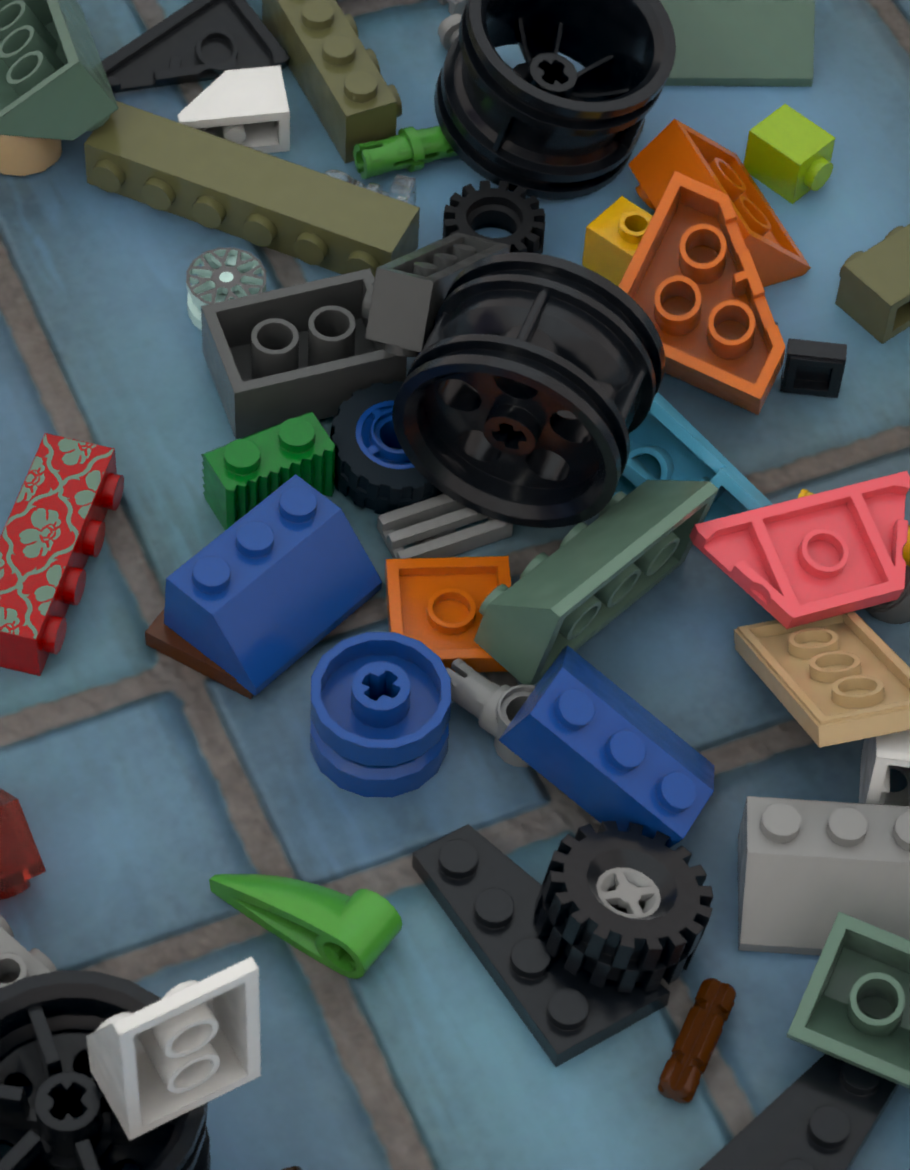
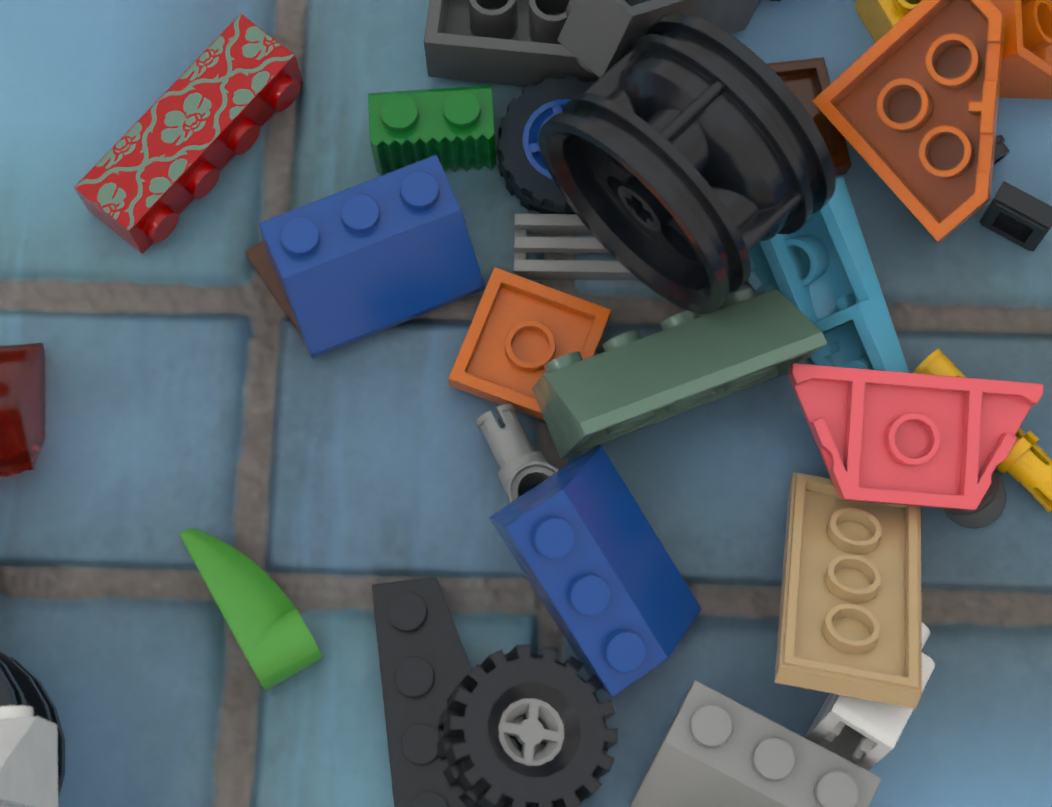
camera: 30 degrees right, 20 degrees up
(380, 714) = (395, 396): blue wheel -> none

